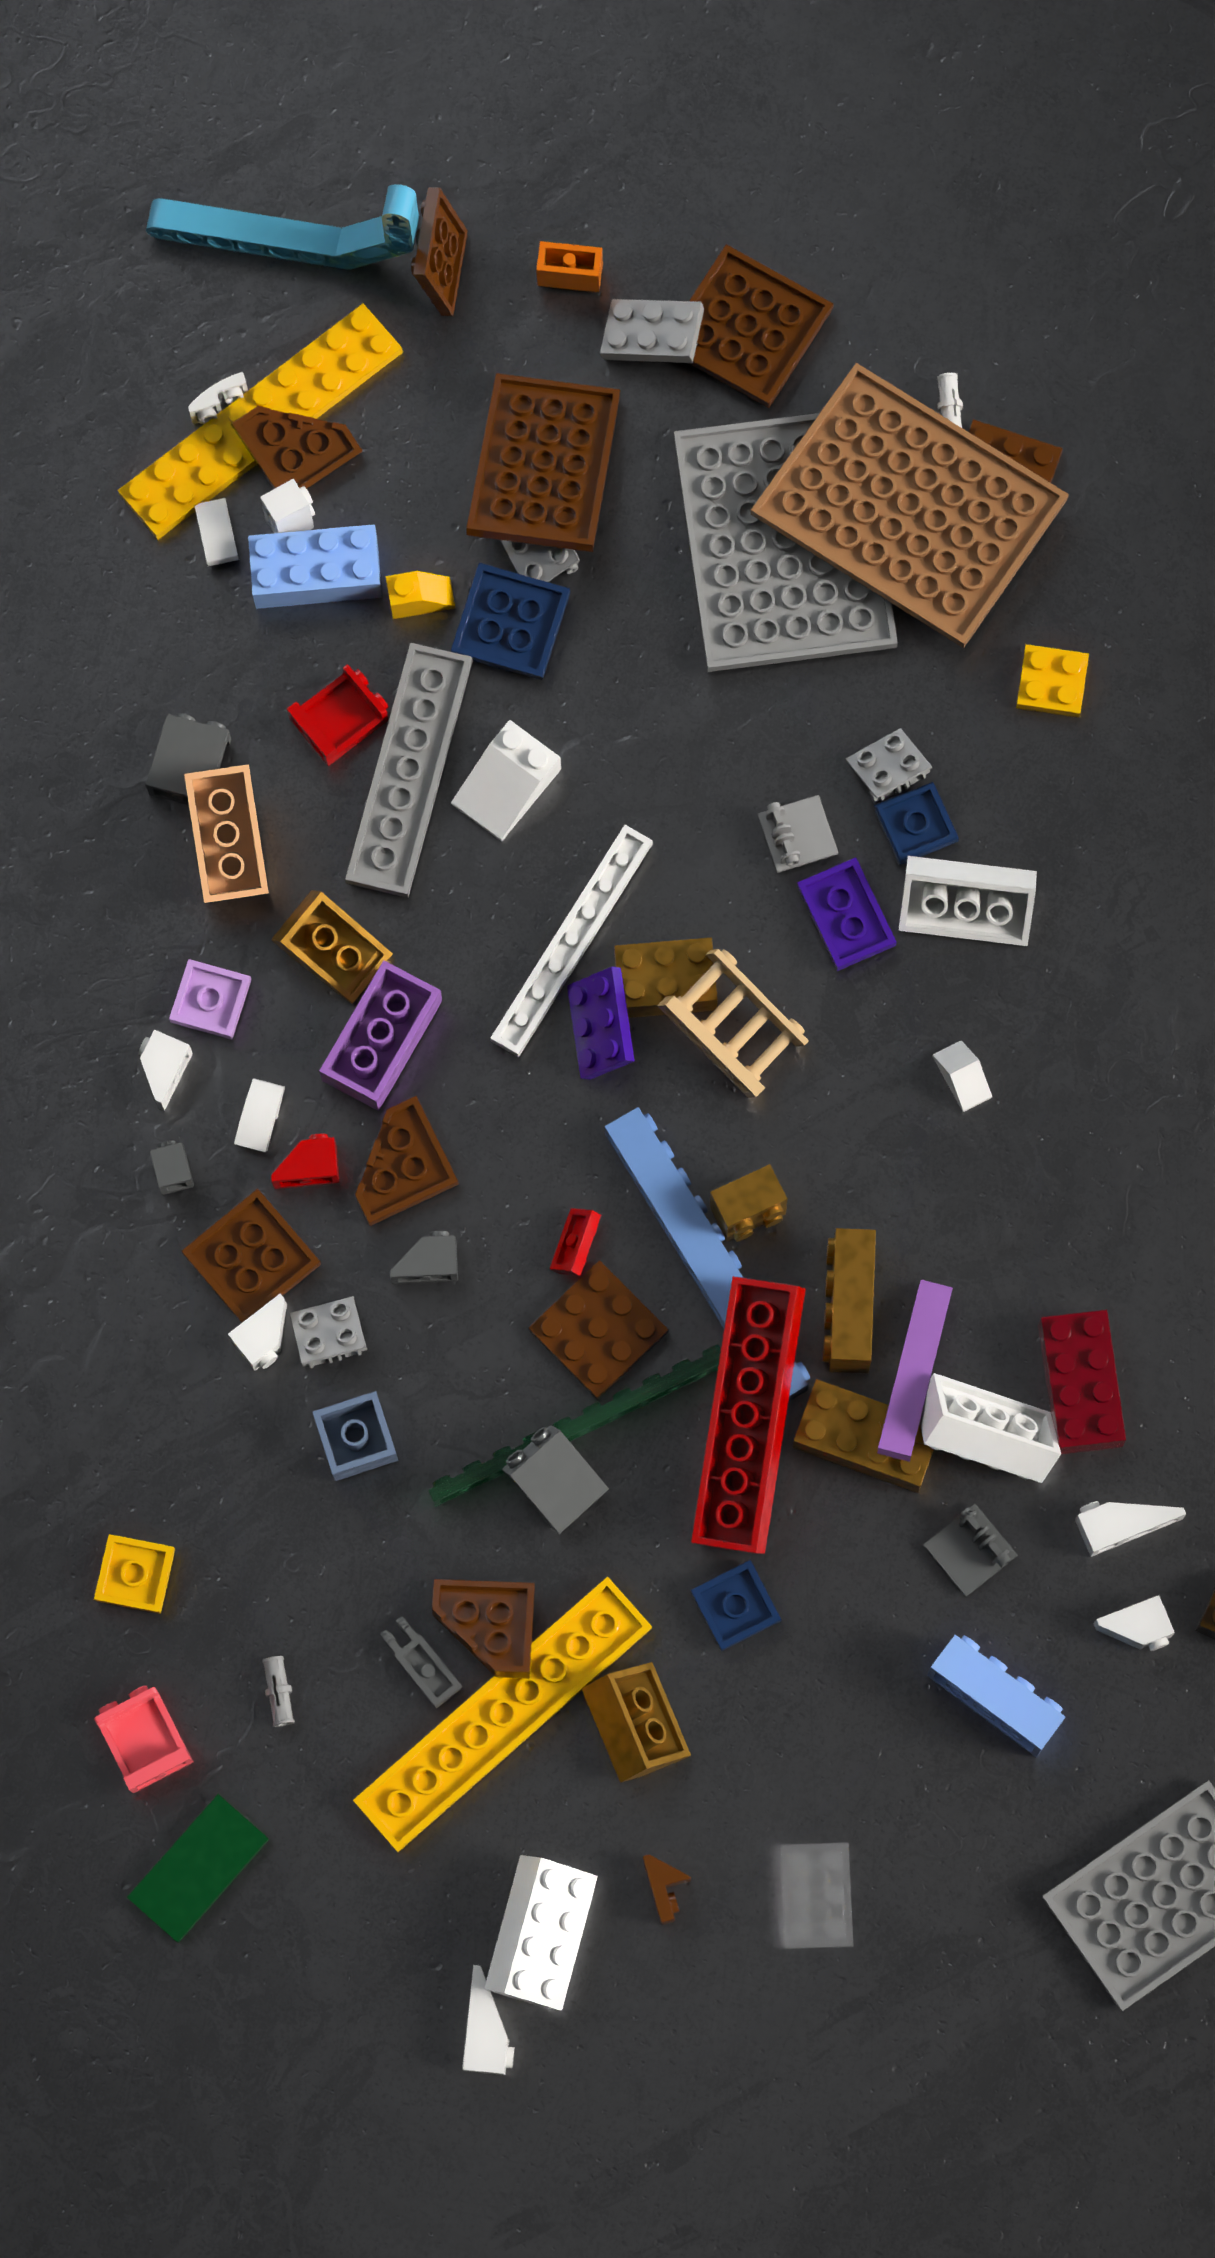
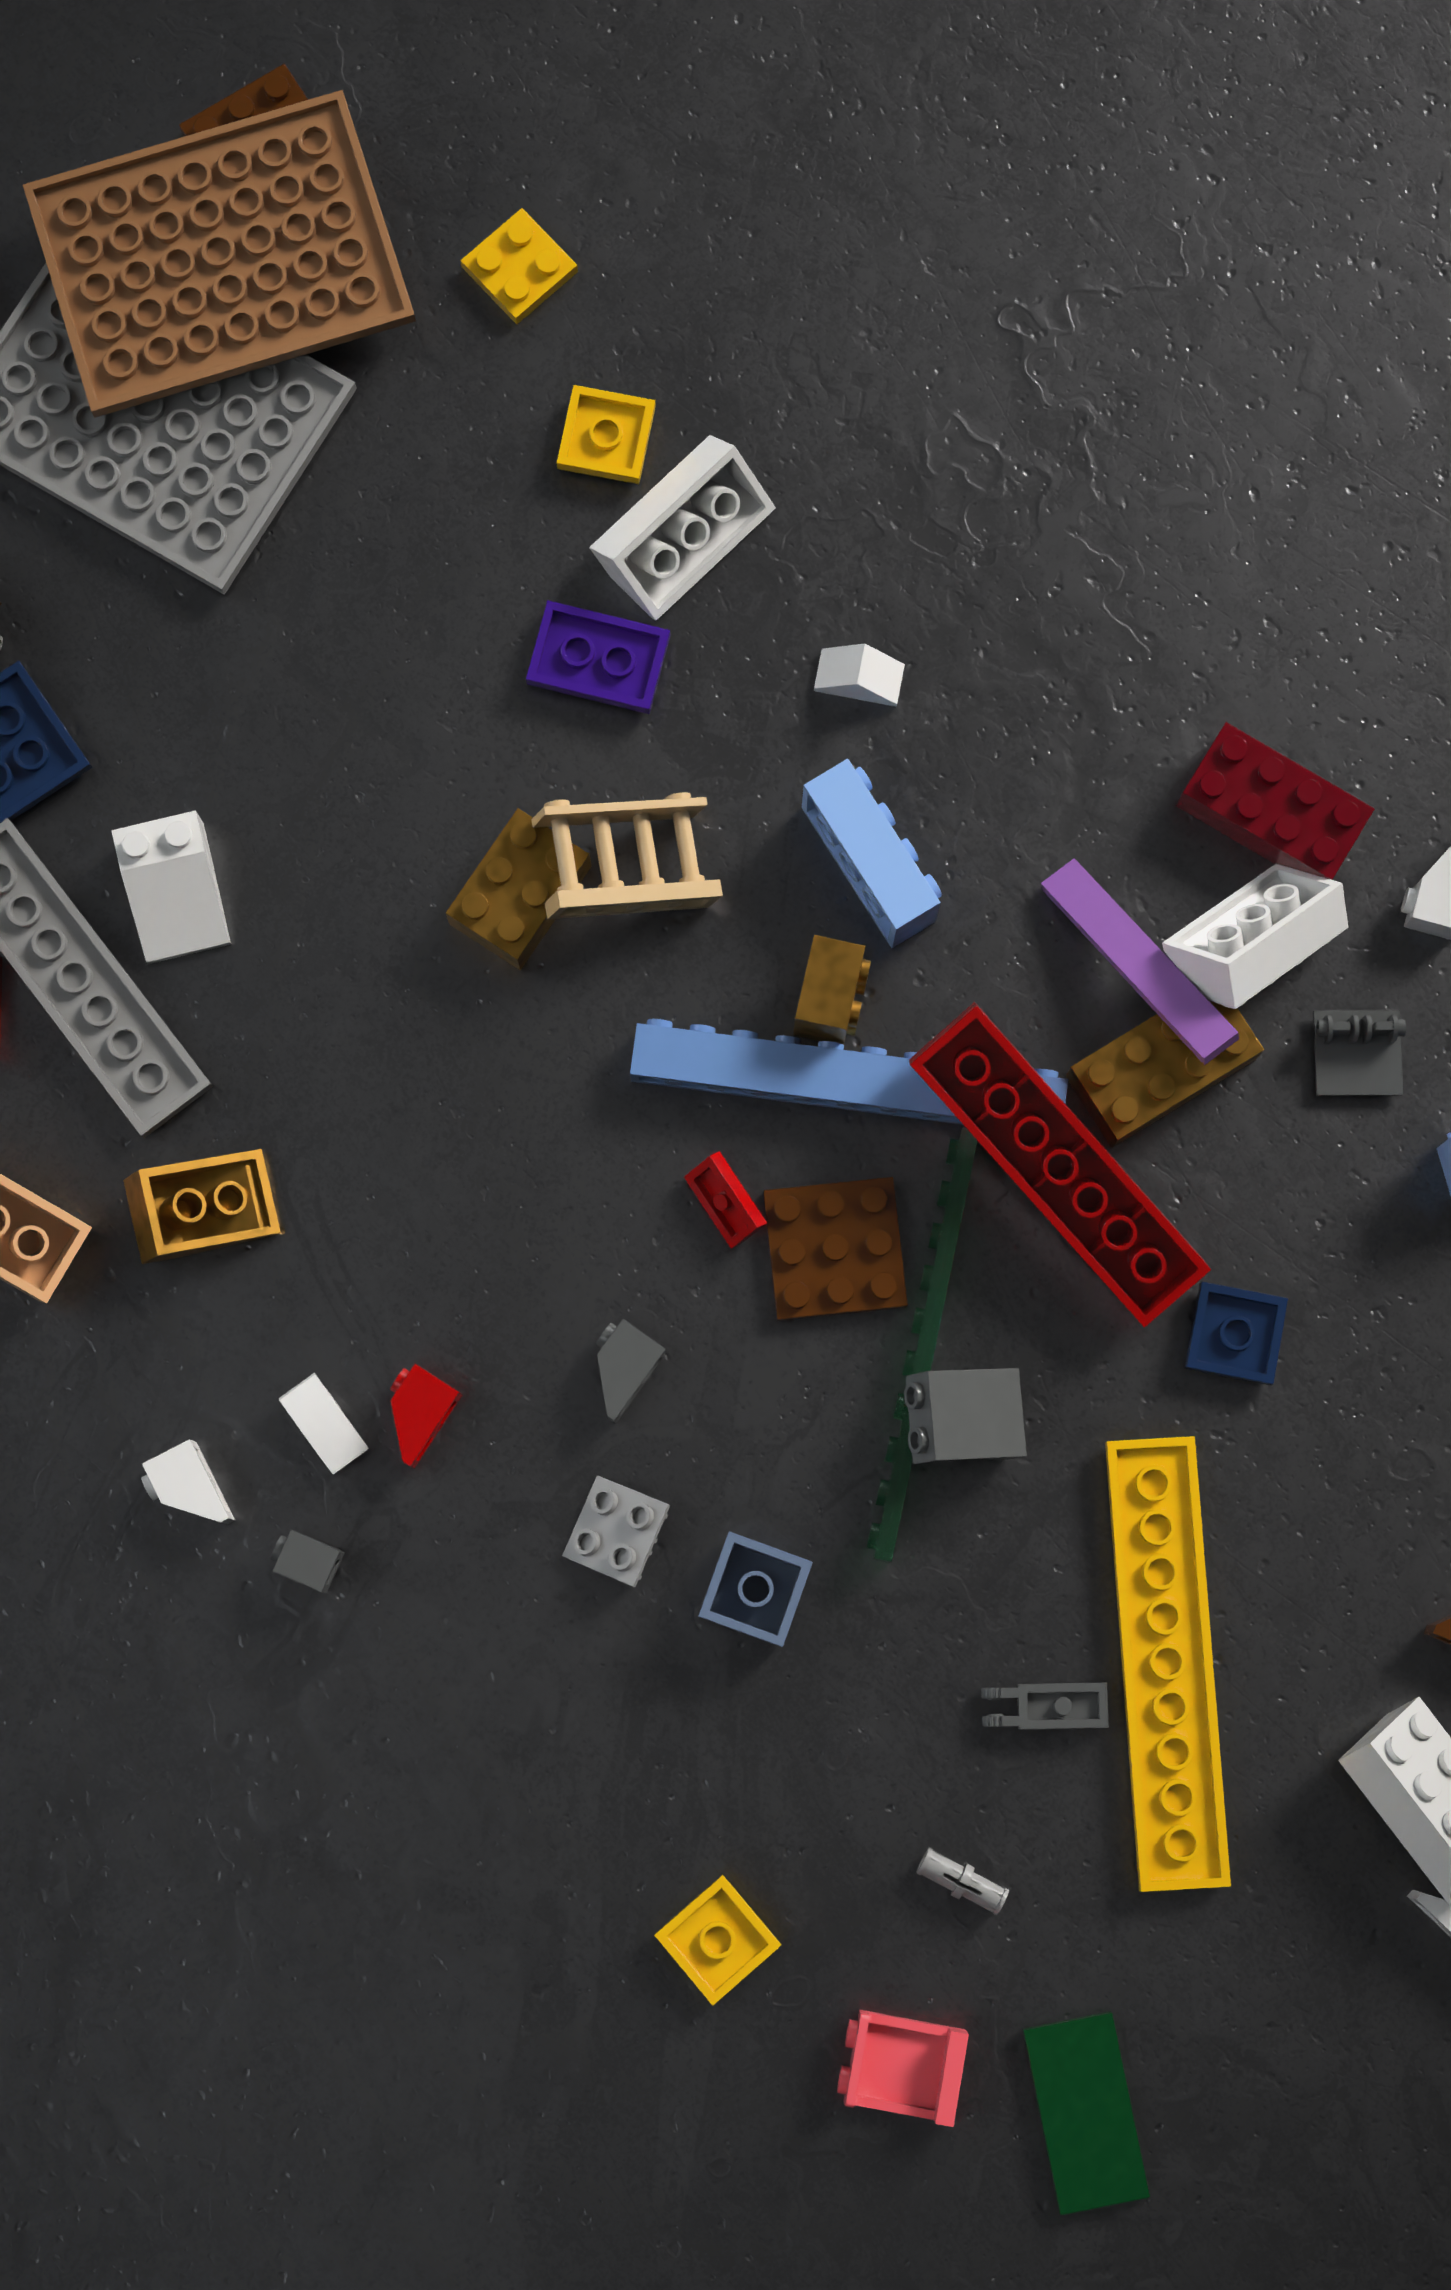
camera: 55 degrees left, 5 degrees up
(210, 999) = (154, 1378): lavender plate -> none
(251, 1256) = (471, 1551): reddish brown plate -> none
(261, 1334) = (565, 1604): white slope -> none
(381, 1035) = (342, 1229): medium lavender brick -> none
(403, 1164) = (499, 1312): reddish brown plate -> none
(489, 1621) = (1063, 1601): reddish brown plate -> none
(571, 941) = (399, 955): white plate -> none
(600, 1023) = (515, 992): dark purple plate -> none
(635, 1721) = (1281, 1530): pearl gold slope -> none
(797, 833) = (471, 639): light grey hinge -> none
(850, 1166) = (871, 852): none -> light blue brick
(851, 1306) = (1014, 967): pearl gold brick -> none
(889, 765) = (475, 492): light grey hinge -> none
(916, 823) = (559, 514): dark blue plate -> none
(949, 403) = (134, 128): white pin -> none
(988, 812) = (606, 434): none -> yellow plate

